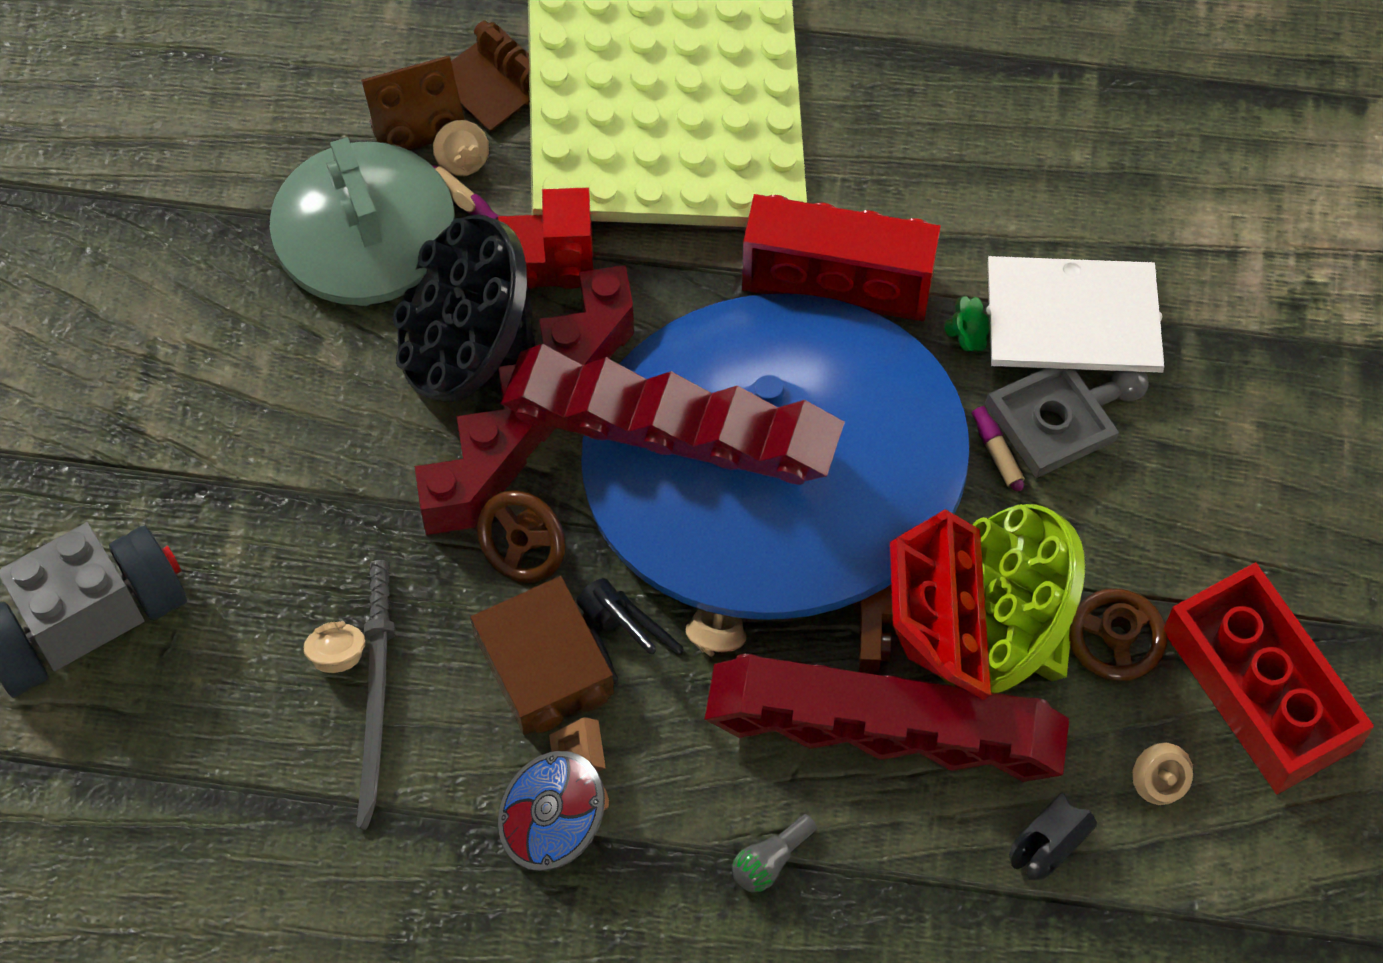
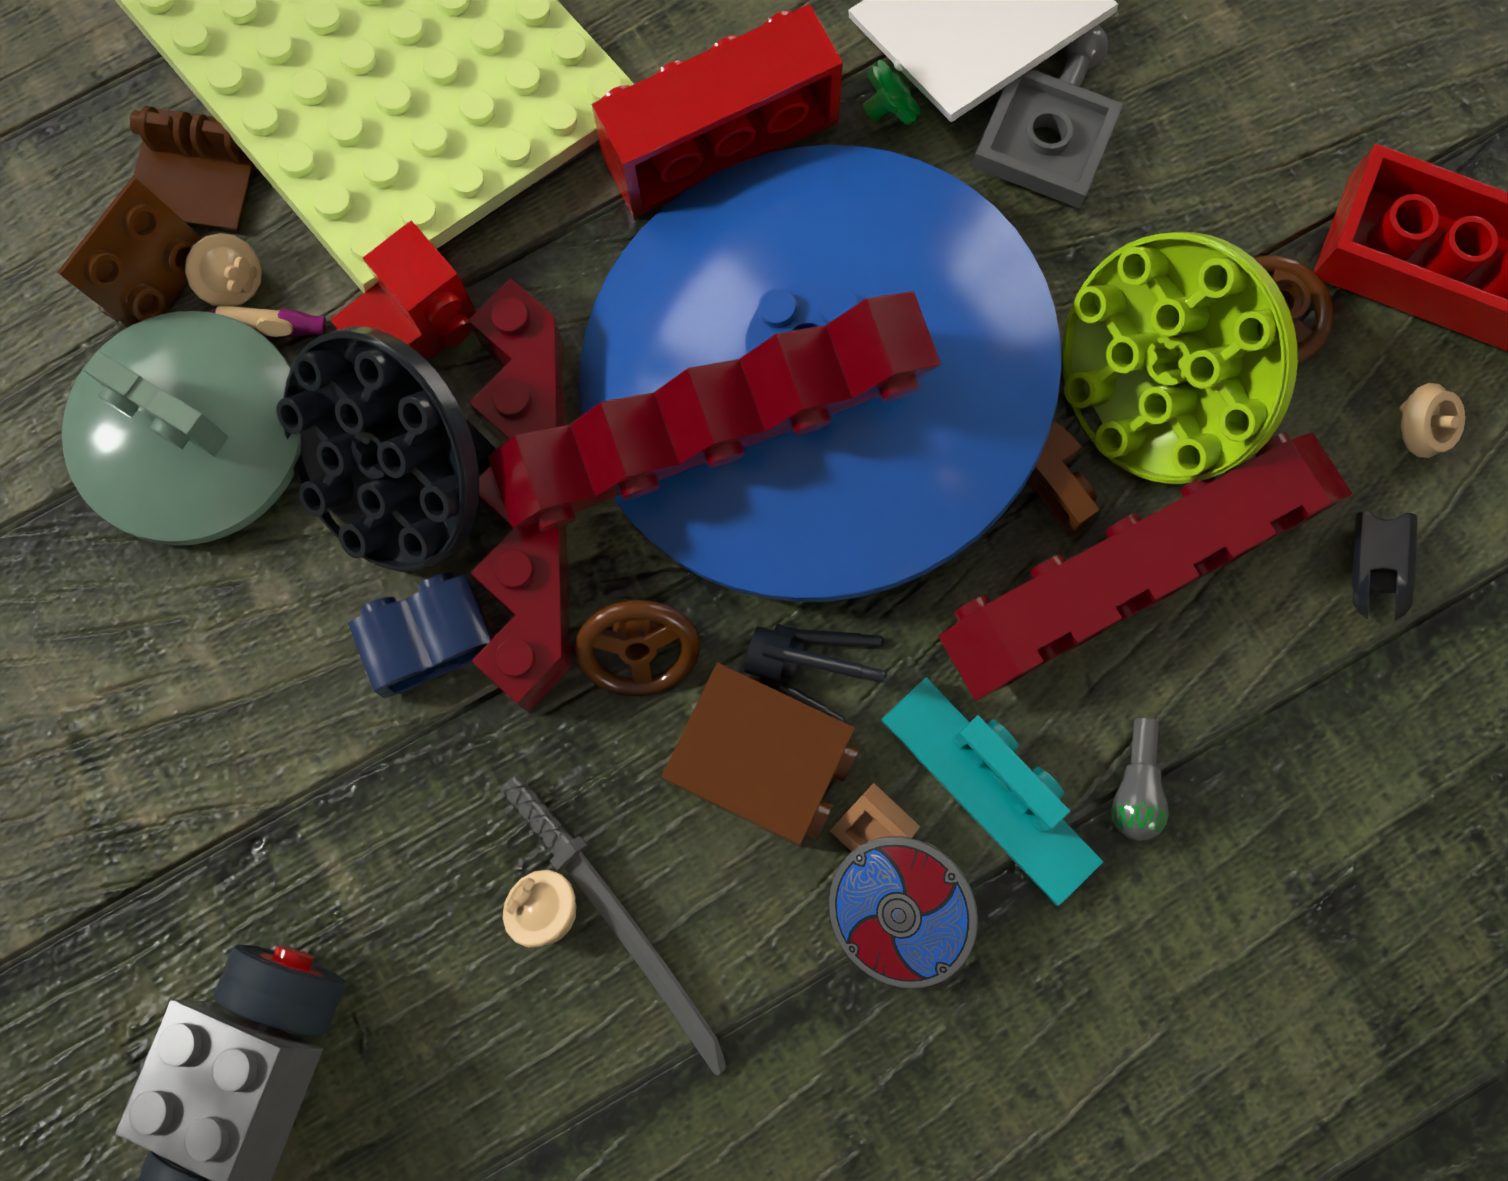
camera: 35 degrees left, 15 degrees up
(397, 438) = (420, 636): none -> dark blue brick
(673, 787) = (996, 788): none -> teal bracket
(715, 632) = (908, 604): tan hat -> none
(942, 600) = (1135, 410): red wedge -> none
(998, 448) = (1020, 205): piece -> none

